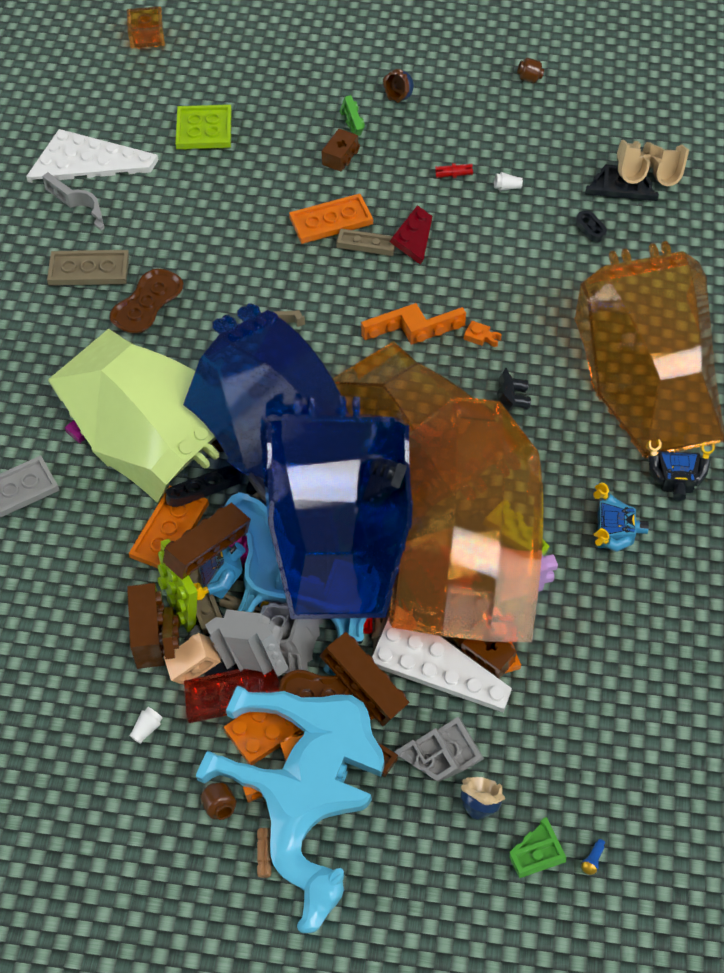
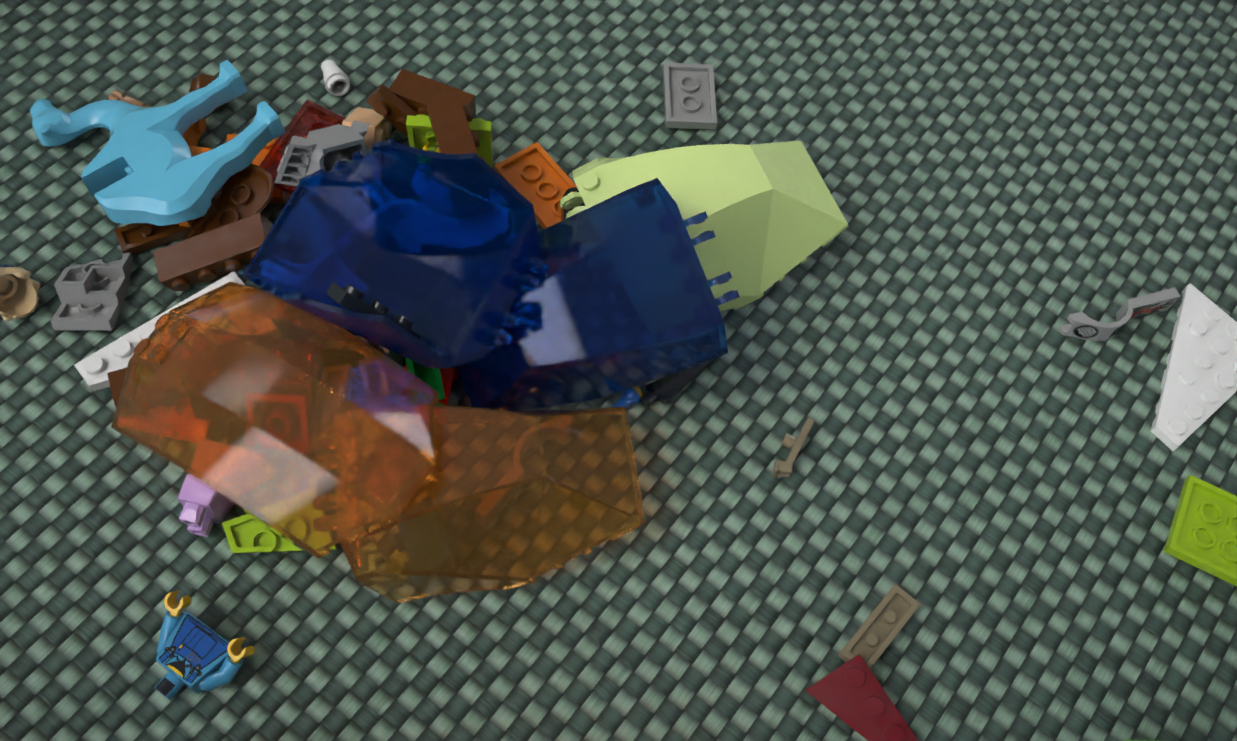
camera: 110 degrees right, 5 degrees up
(88, 267) = (989, 282): dark tan plate -> none
(140, 309) = (910, 330): reddish brown plate -> none
(330, 217) = (951, 608): orange plate -> none
(340, 150) = (1110, 703): reddish brown brick -> none
(413, 323) = (686, 603): orange bracket -> none
(480, 333) = (625, 687): orange plate -> none
(507, 390) = (485, 642): black connector -> none

